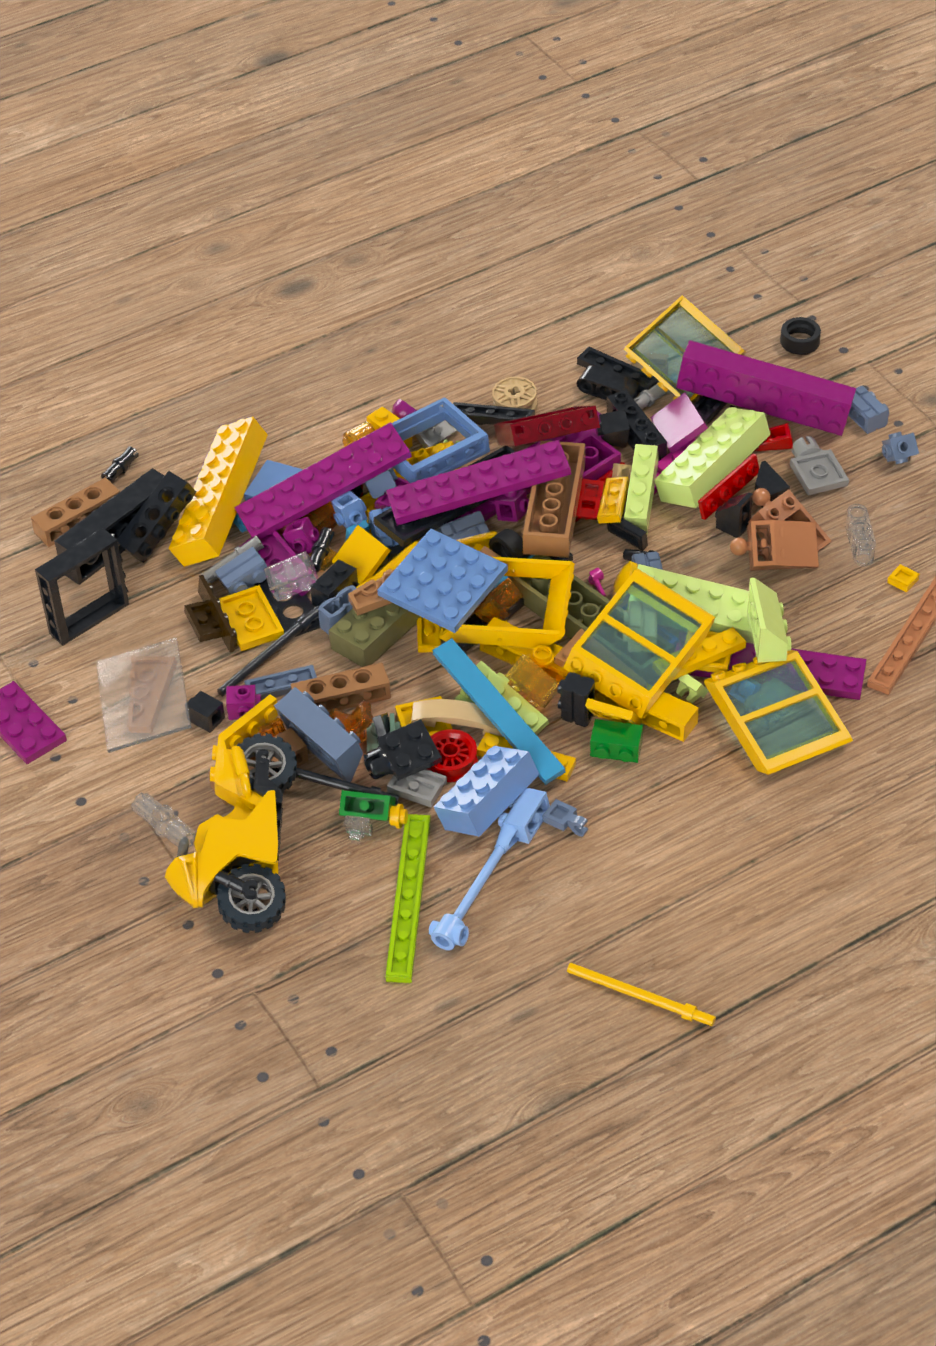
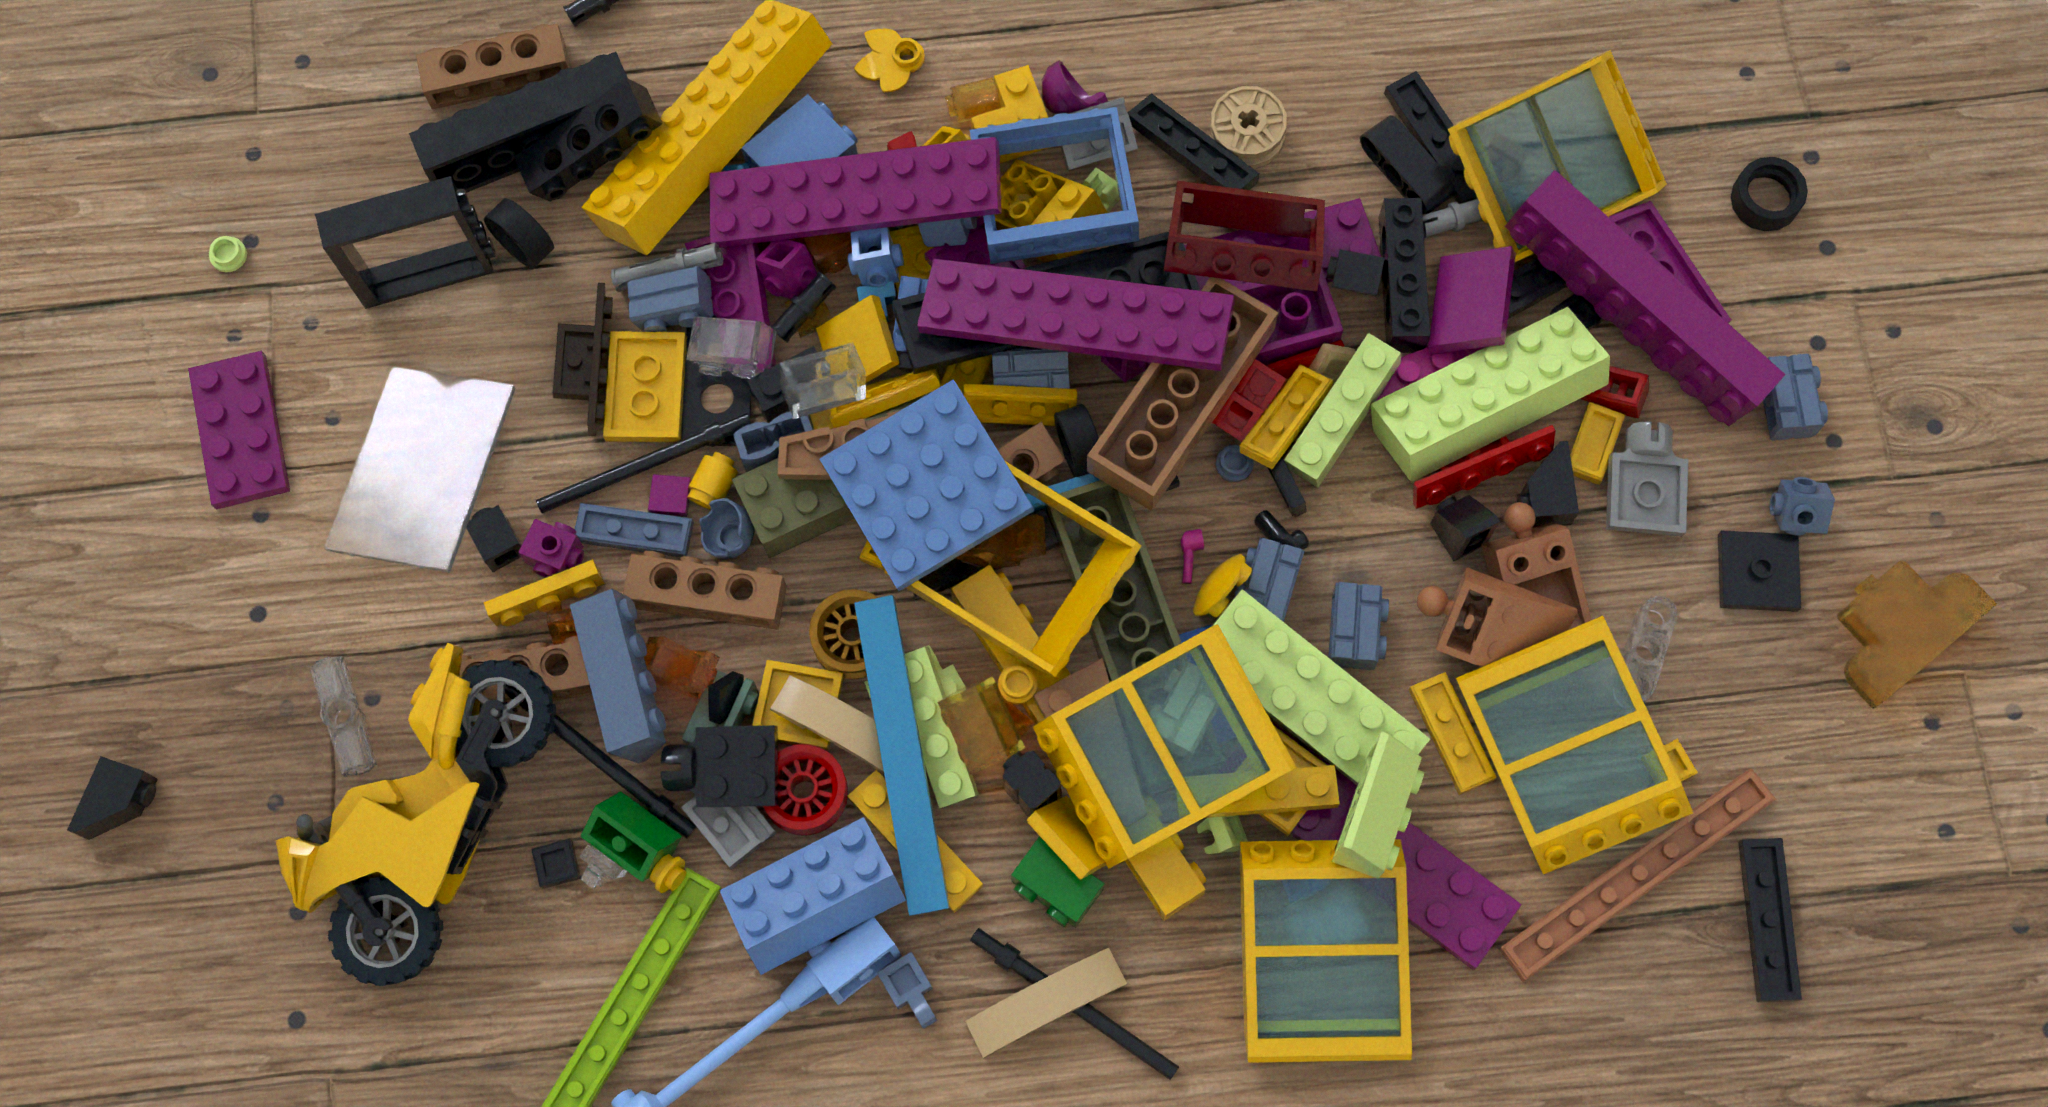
camera: 25 degrees right, 25 degrees up
(47, 908) = (112, 798): none -> black slope
(144, 563) = (519, 233): none -> black tyre
(292, 659) = (669, 495): none -> magenta tile
(300, 436) = (885, 59): none -> yellow plate
(314, 643) = (712, 479): none -> yellow brick
(328, 843) = (556, 863): none -> black tile
(336, 657) = (726, 529): none -> sand blue hair
(356, 563) = (823, 380): none -> clear brick
(432, 680) = (820, 623): none -> pearl gold wheel
(596, 536) = (1233, 465): none -> sand blue plate
(610, 785) = (1008, 958): none -> black bar
(639, 795) = (1045, 1002): none -> tan slope
(704, 568) = (1356, 625): none -> sand blue brick
(779, 460) = (1595, 442): none -> yellow tile
(795, 611) = (1452, 733): none -> yellow tile
(849, 580) = (1574, 745): none -> window
(895, 485) = (1759, 571): none -> black plate

